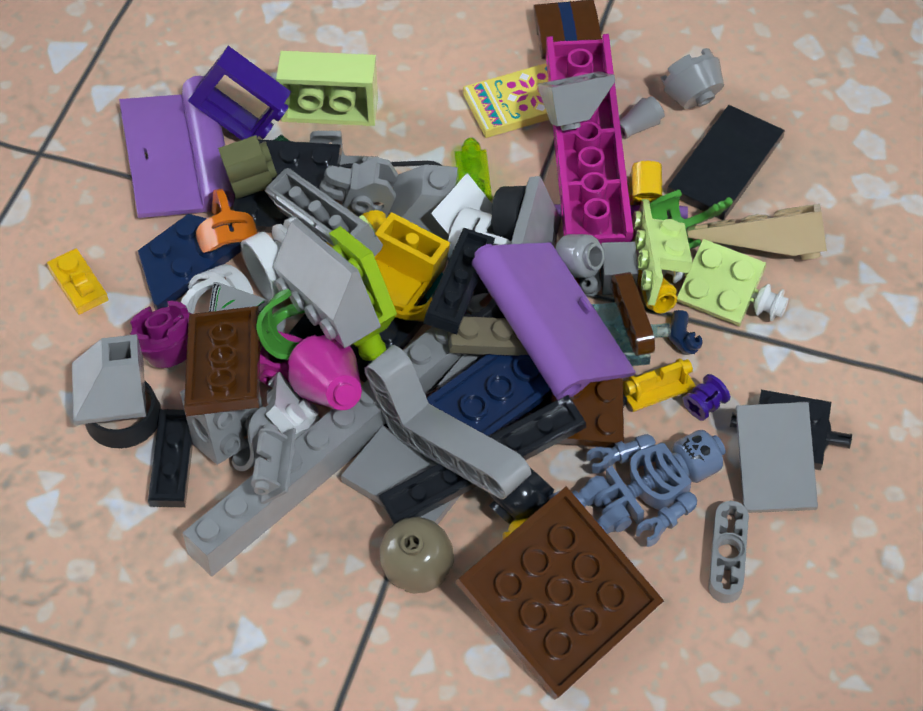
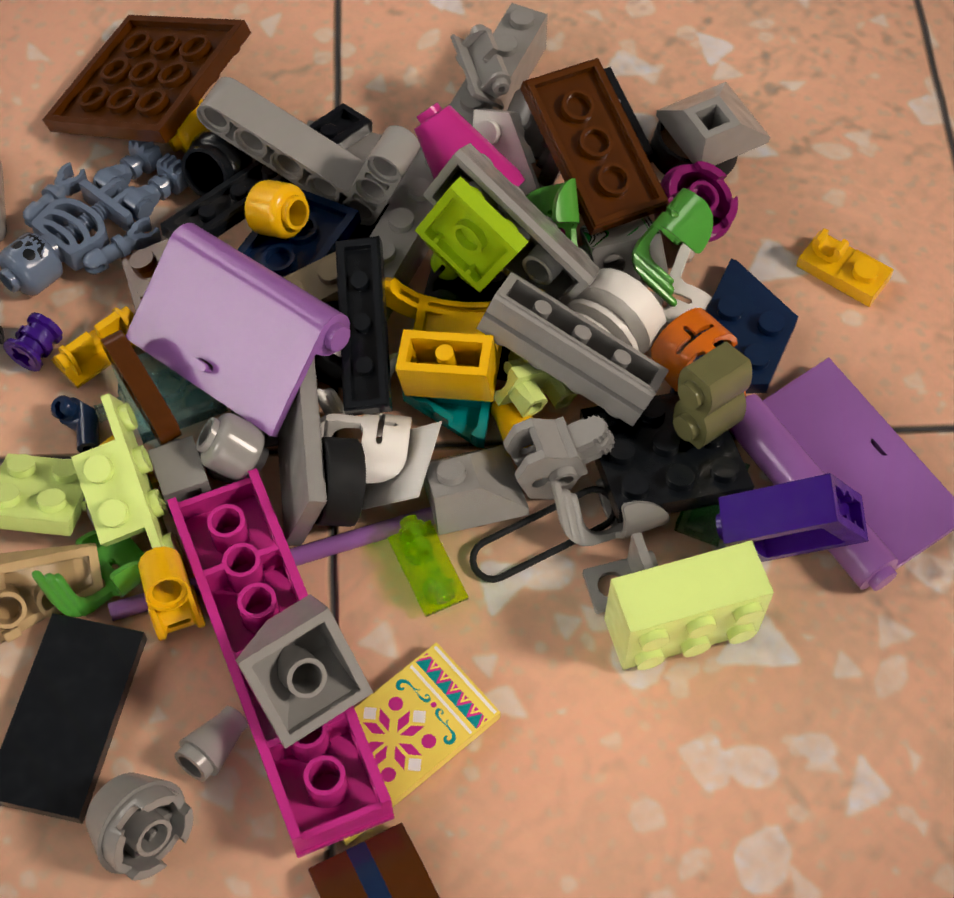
camera: 160 degrees right, 5 degrees up
(191, 260) = (686, 221): none -> bright green helmet
(339, 123) = (637, 560): none -> light grey bracket
(416, 555) = (310, 83): dark tan cylinder -> none
(490, 404) = (276, 209): none -> yellow head

